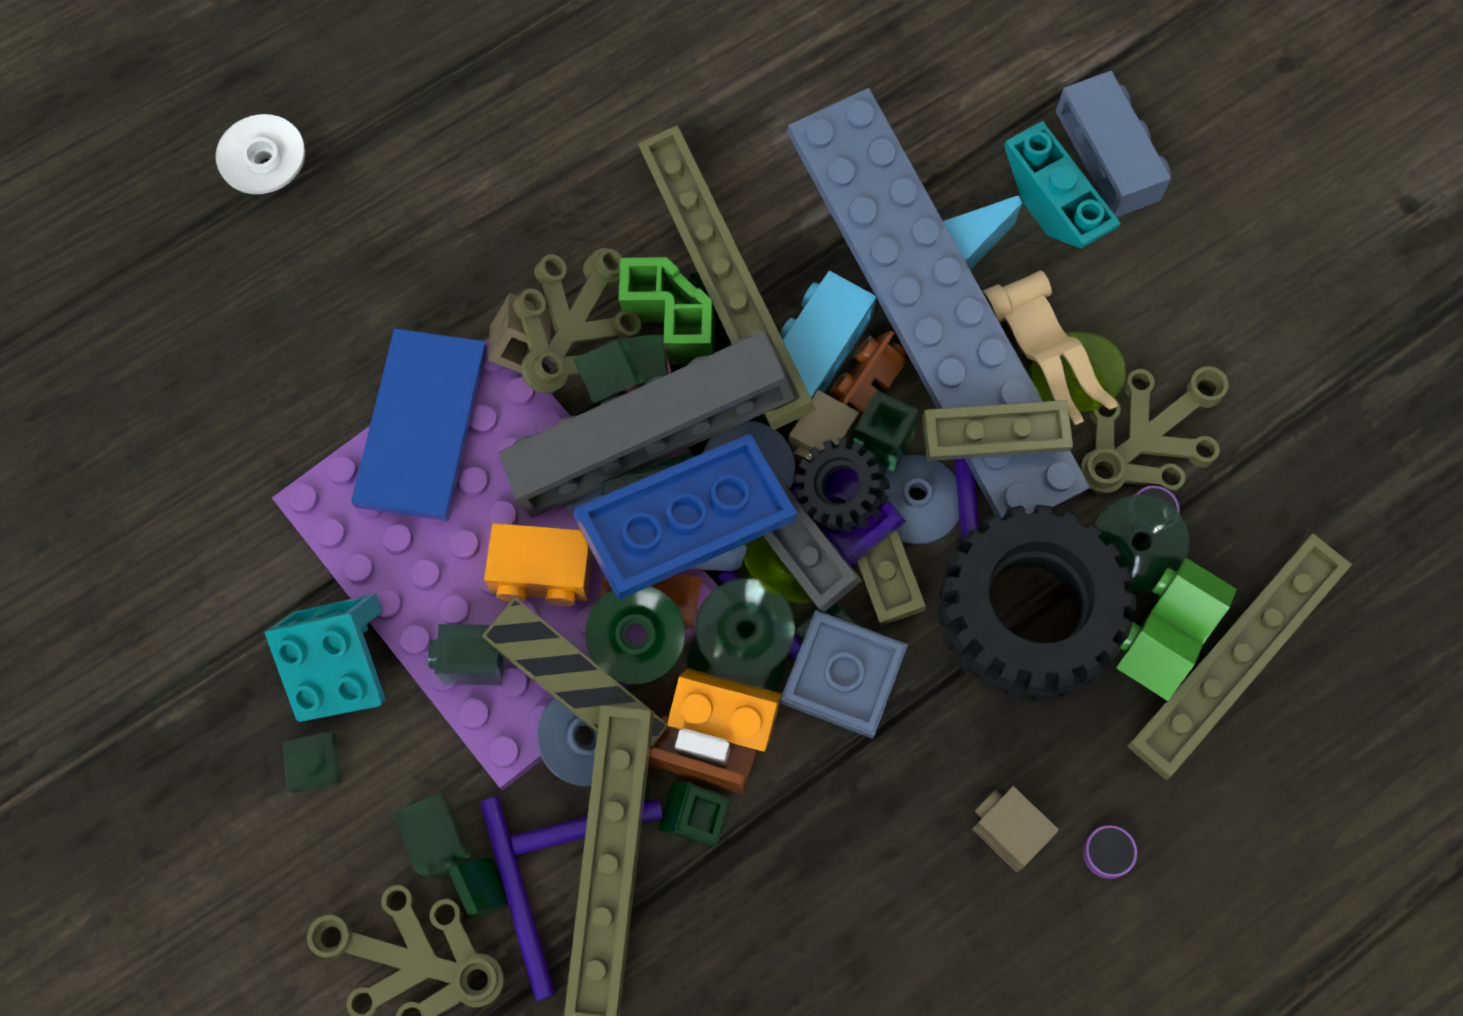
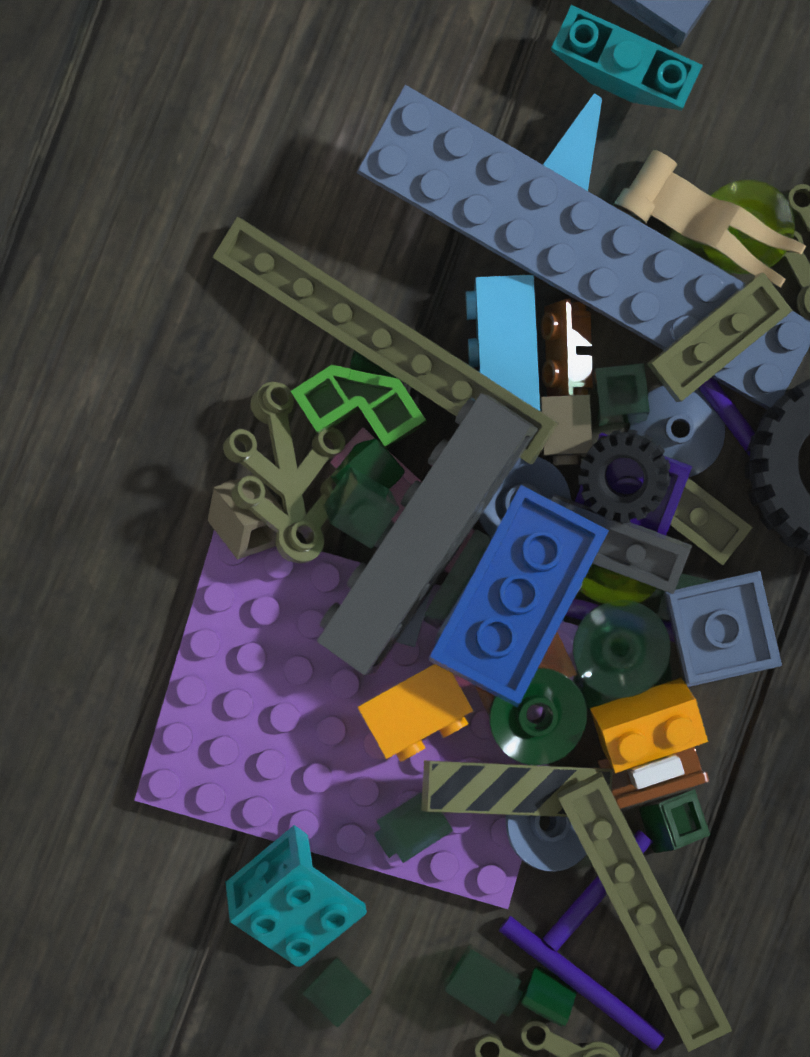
camera: 40 degrees left, 15 degrees up
(420, 425) = (219, 653): blue tile -> none

